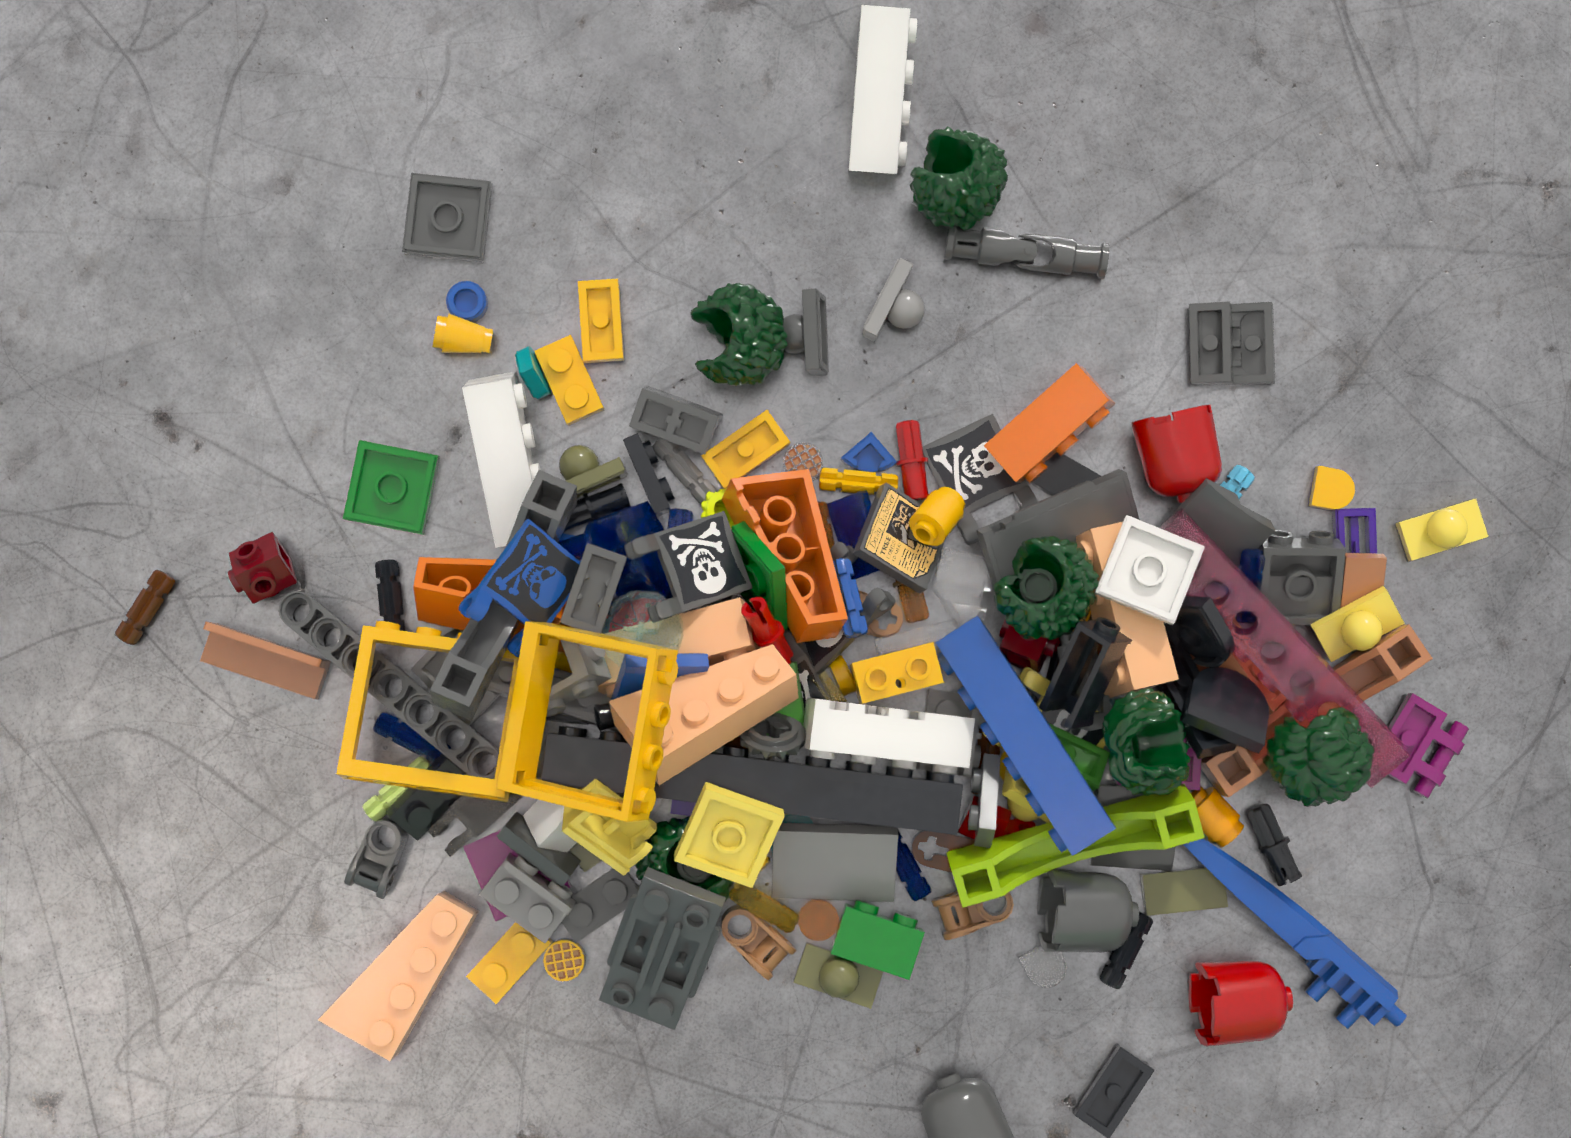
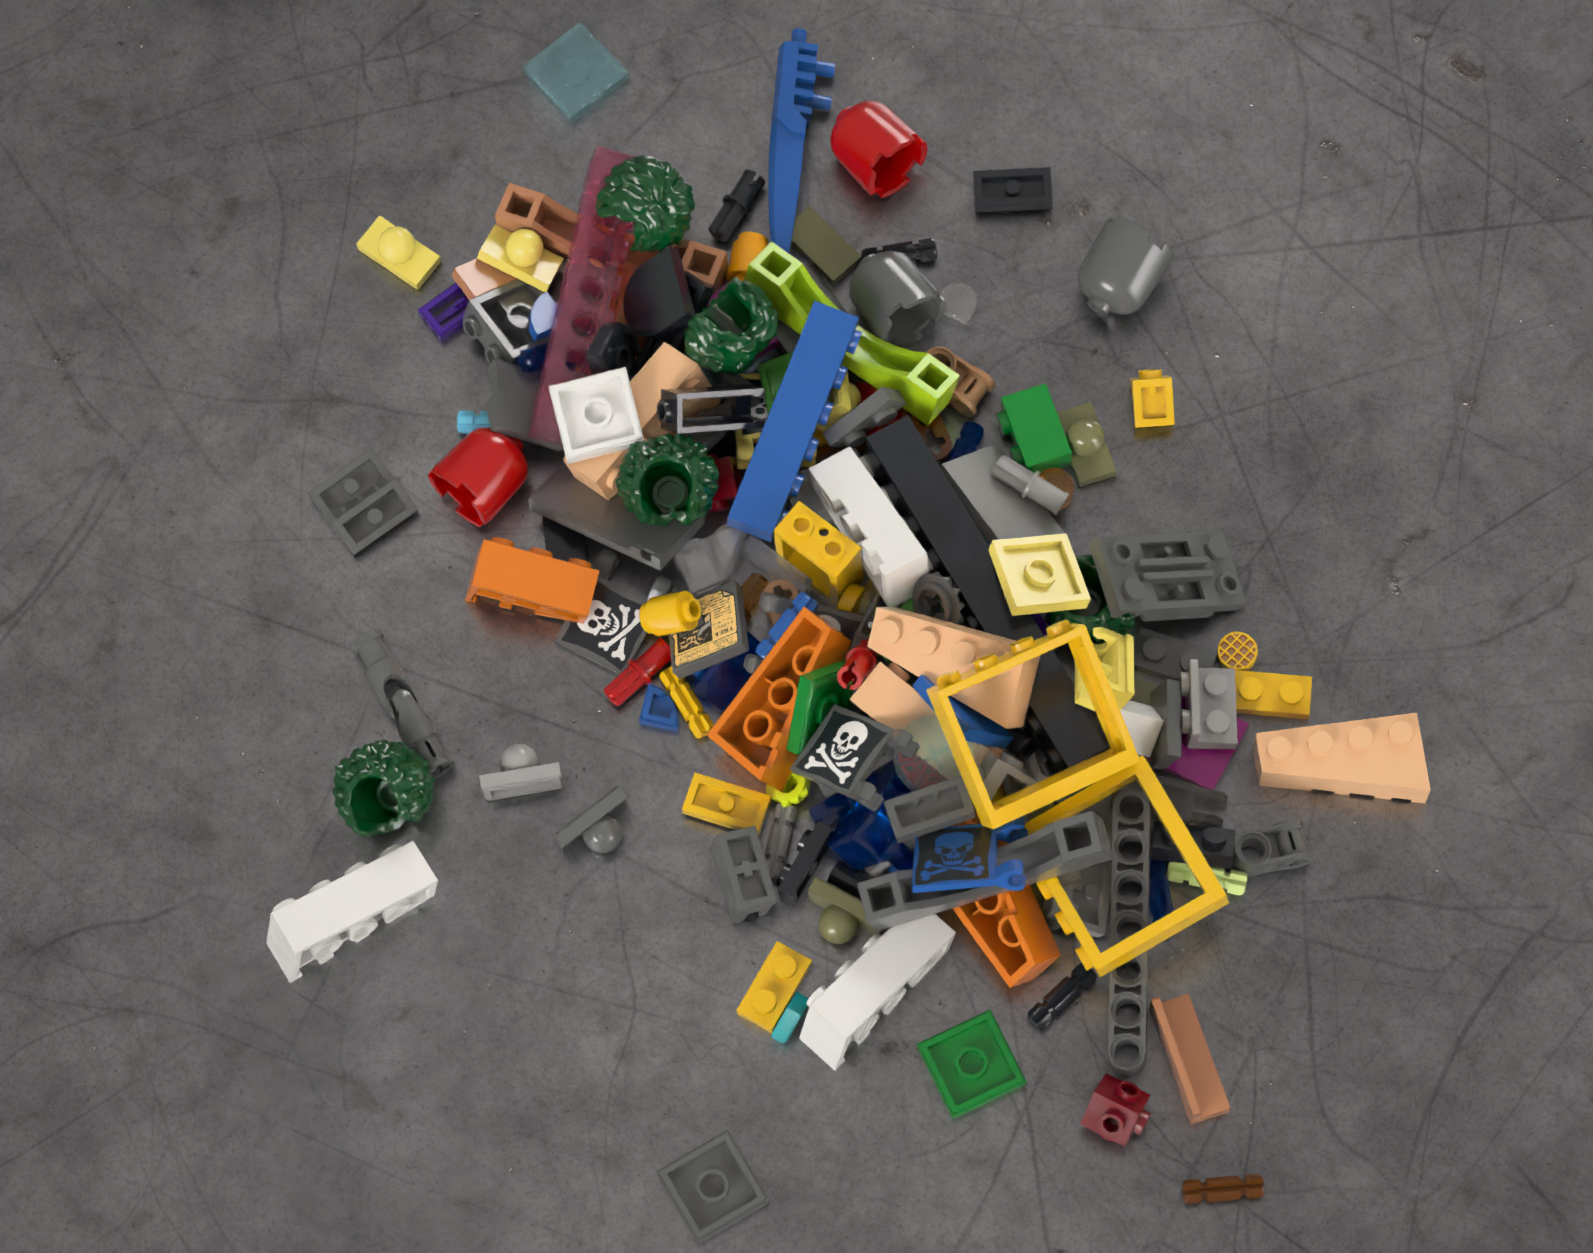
camera: 120 degrees left, 15 degrees down
(461, 336) = (804, 1099): yellow cone -> none
(467, 301) = (771, 1118): blue tile -> none
(600, 320) = (706, 994): yellow plate -> none
(750, 330) = (632, 859): dark green hair -> none
(757, 942) = (1106, 513): medium nougat piece -> none
(764, 907) = (1076, 526): clear yellow axle -> none
(802, 457) = (703, 755): tile -> none
(830, 898) = (1029, 484): none -> light grey axle
(834, 1062) = (1152, 399): none -> yellow bracket
(1286, 601) = (542, 317): none -> tile
(1331, 489) = (426, 352): yellow tile -> none
(1418, 725) = (568, 166): magenta plate -> none
(1505, 800) = (575, 72): none -> clear light blue tile

